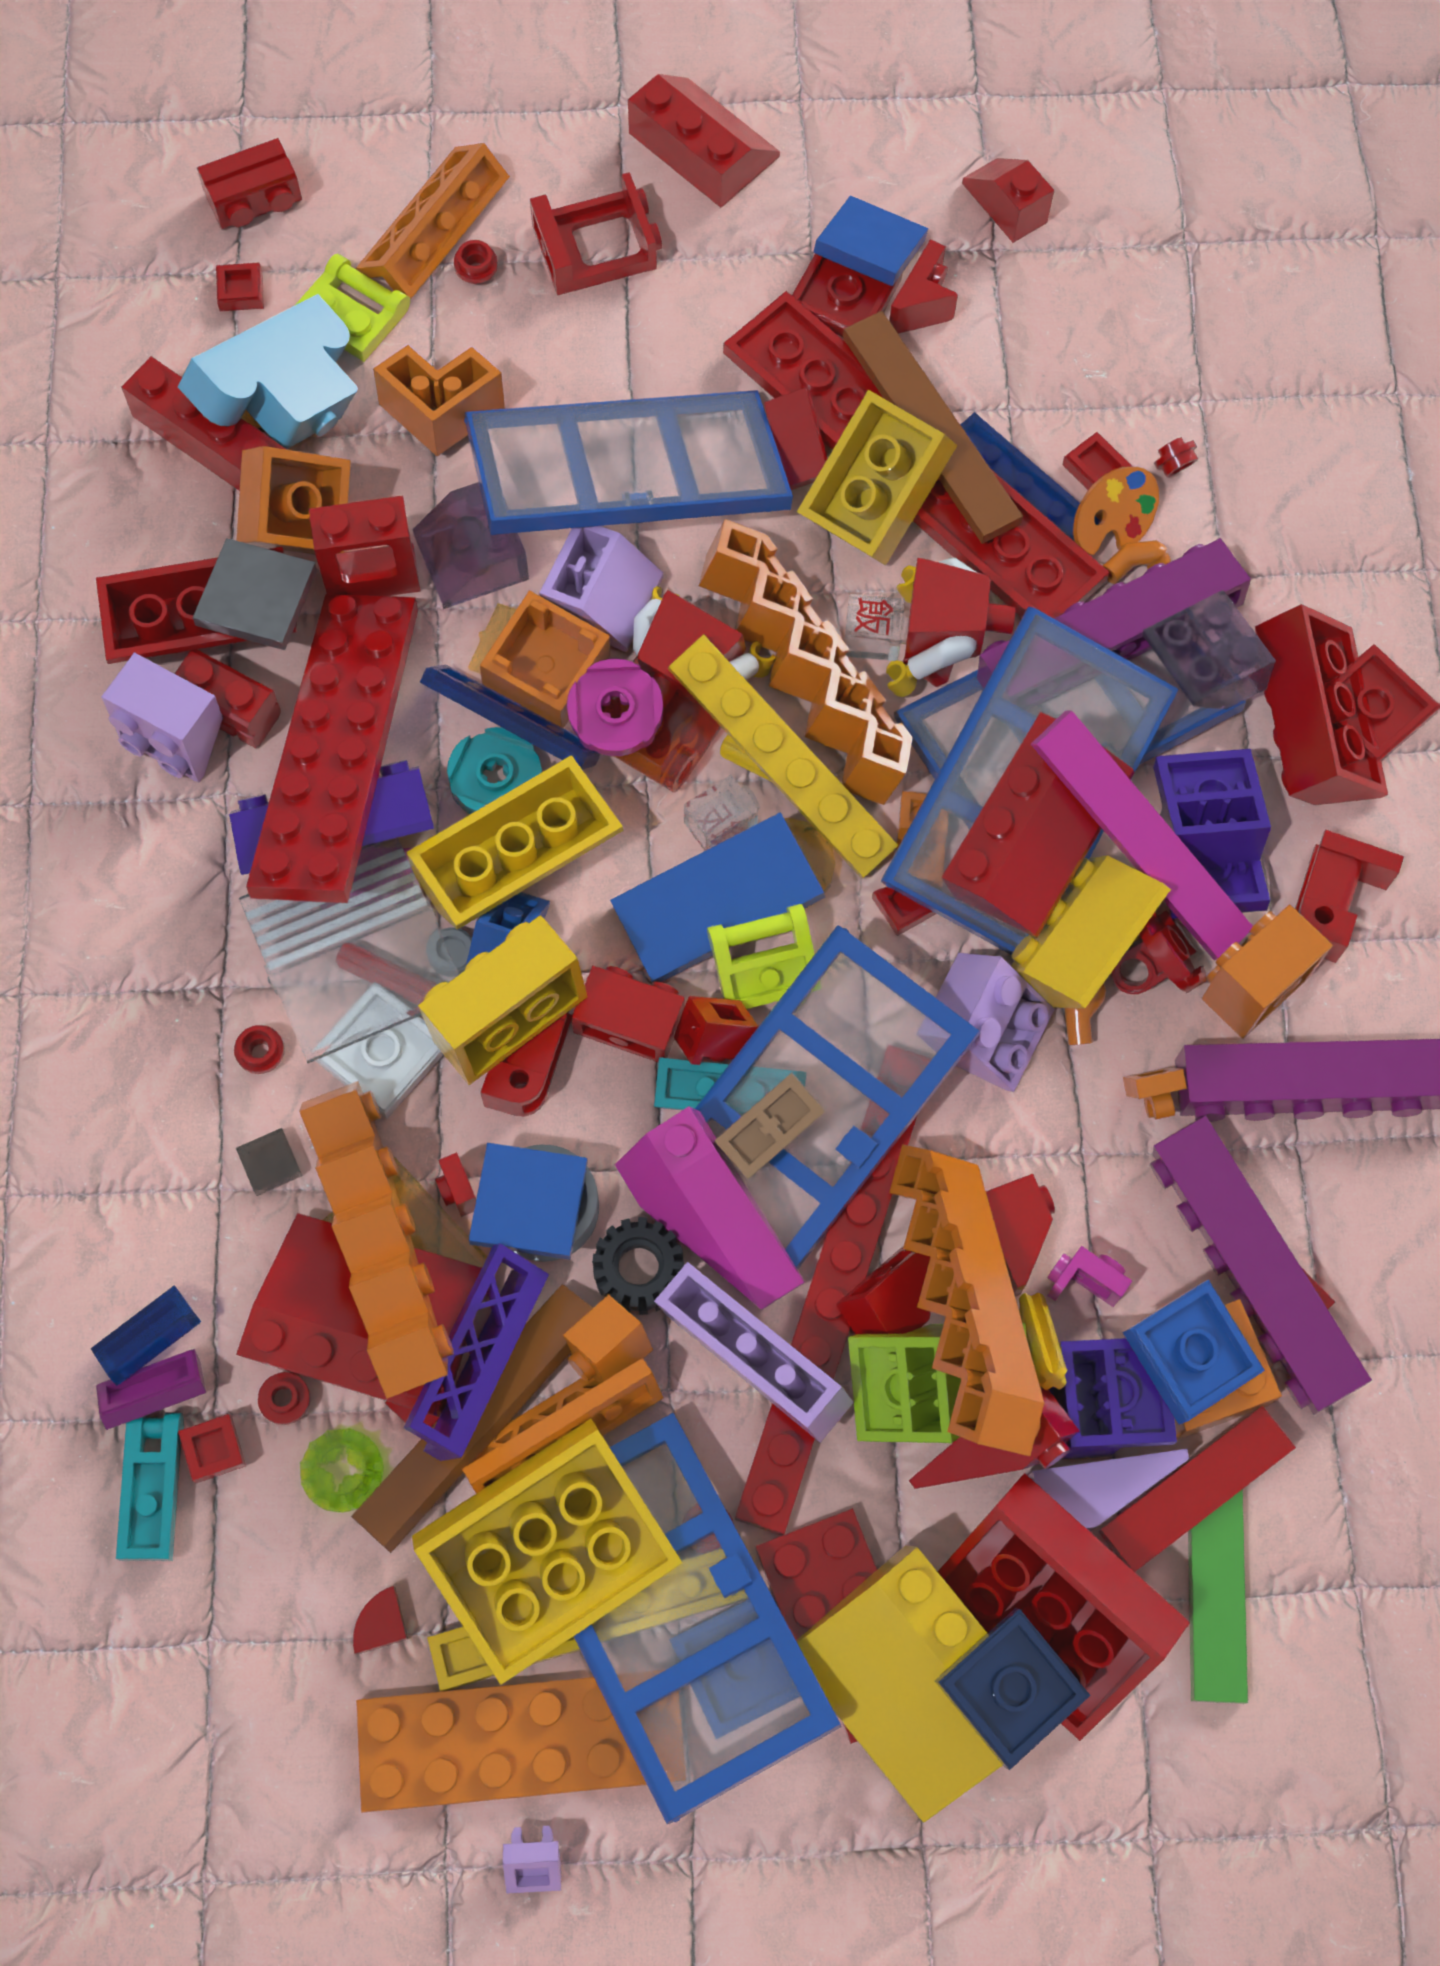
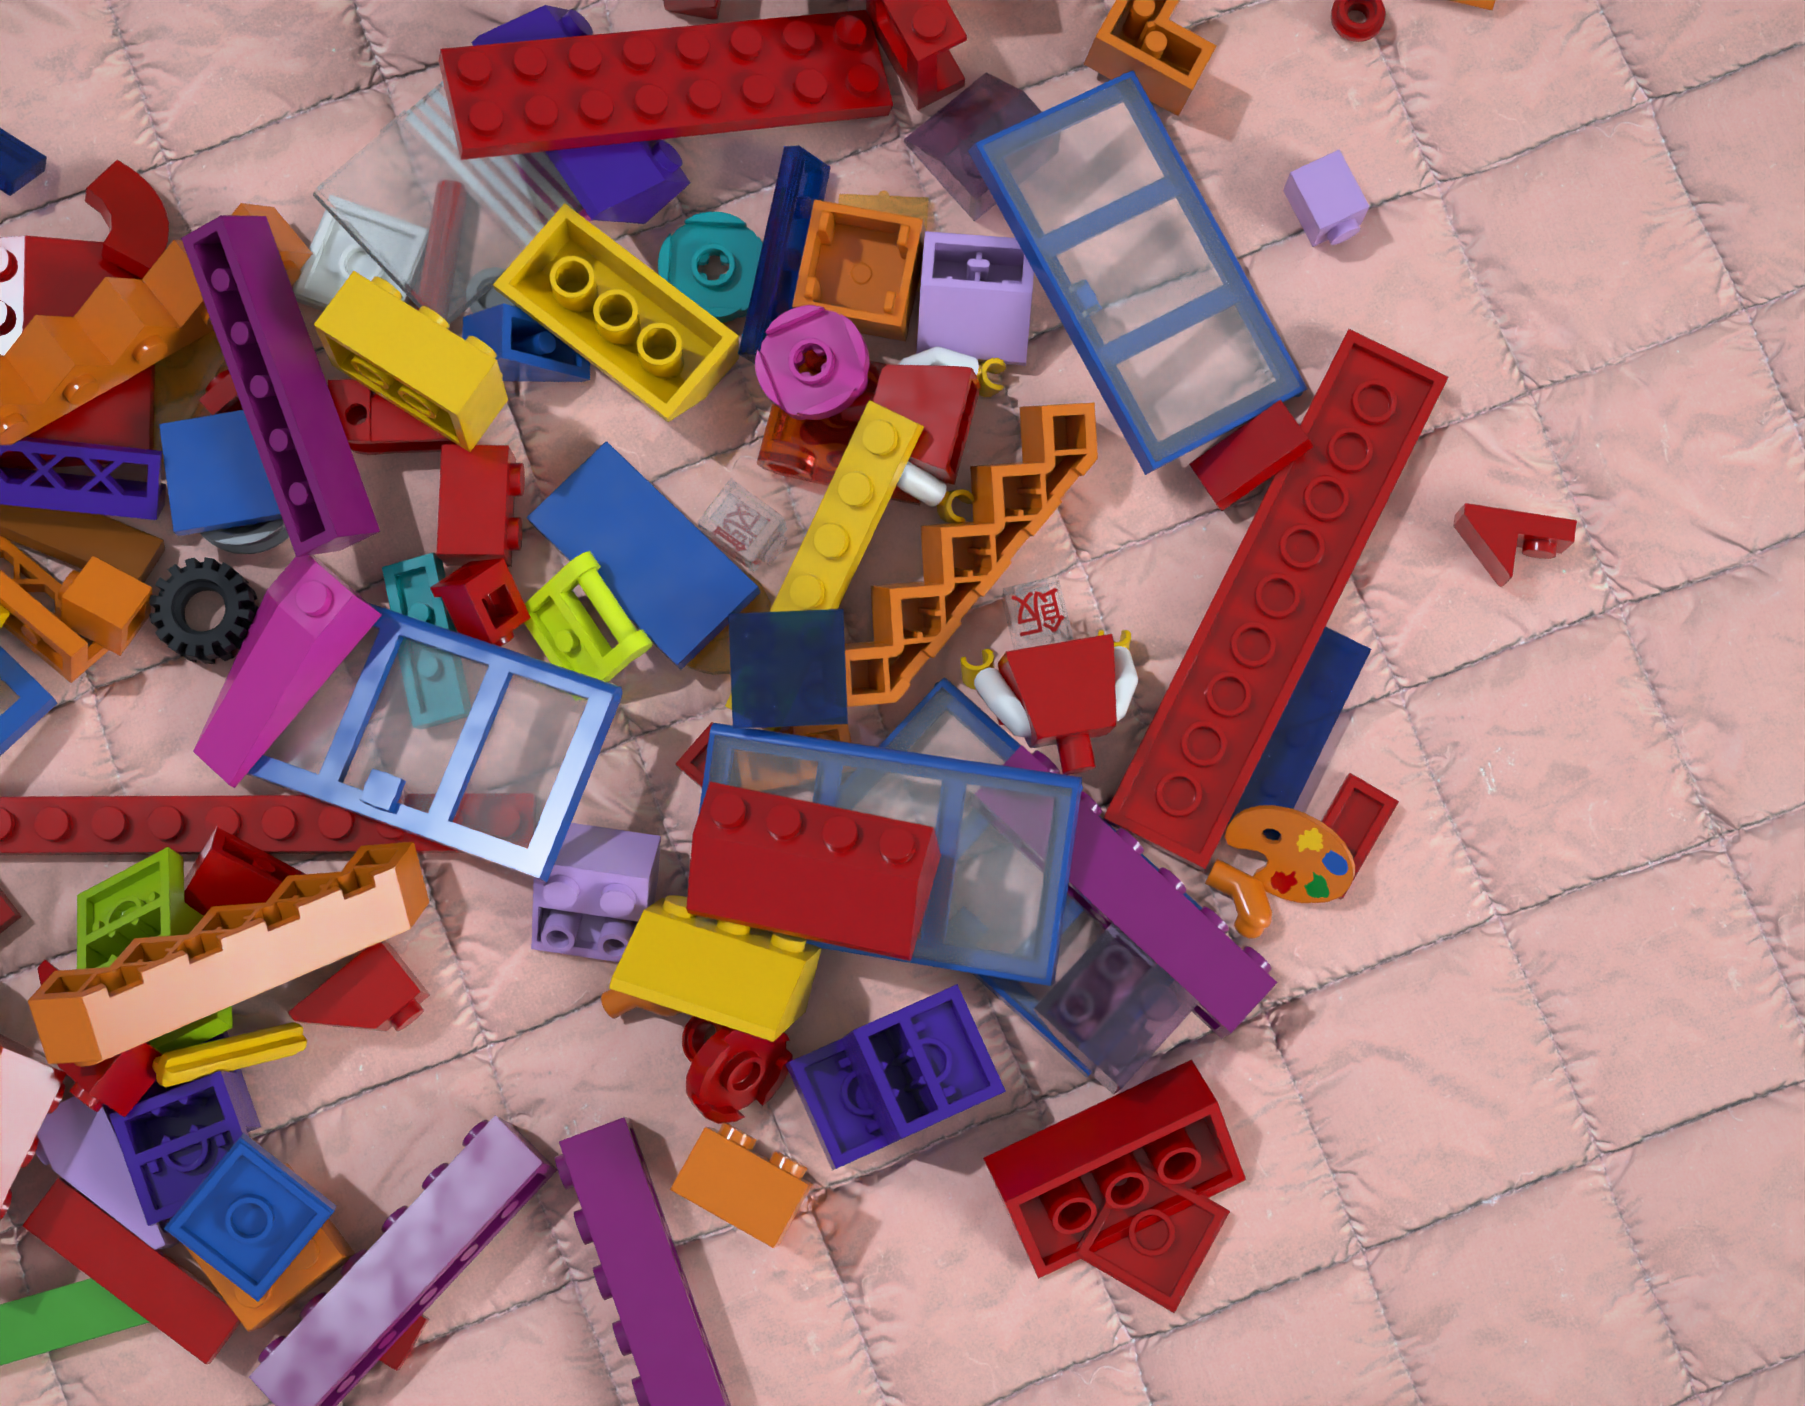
camera: 75 degrees right, 10 degrees up
(251, 1038) = (318, 128): red plate -> none
(269, 1161) = (205, 196): clear smoke tile -> none
(269, 1217) = (134, 218): none -> red tile
(478, 1118) = (280, 384): none -> magenta brick
(559, 249) = (1416, 100): red window -> none
(616, 326) = (1326, 199): none -> lavender brick
(698, 137) = (1637, 207): red slope -> none
(754, 1352) = (127, 755): lavender brick -> none
(769, 1125) = (369, 687): medium nougat hinge -> none
(841, 294) = (1485, 447): red tile -> none
(863, 798) = (788, 668): none -> clear blue hinge
(870, 240) = (1560, 453): blue tile -> none
(877, 477) = (1212, 557): yellow brick -> none
(906, 385) = (1319, 602): dark orange tile -> none
(1012, 195) = (1695, 599): red slope -> none
(1097, 1274) = (341, 1101): dark pink bracket -> none
(1141, 833) = (834, 990): dark pink tile -> none
(1156, 1089) = (576, 1102): orange tile -> none
(1176, 456) = (1396, 905): red plate -> none
(1332, 881) = (883, 1239): red piece -> none

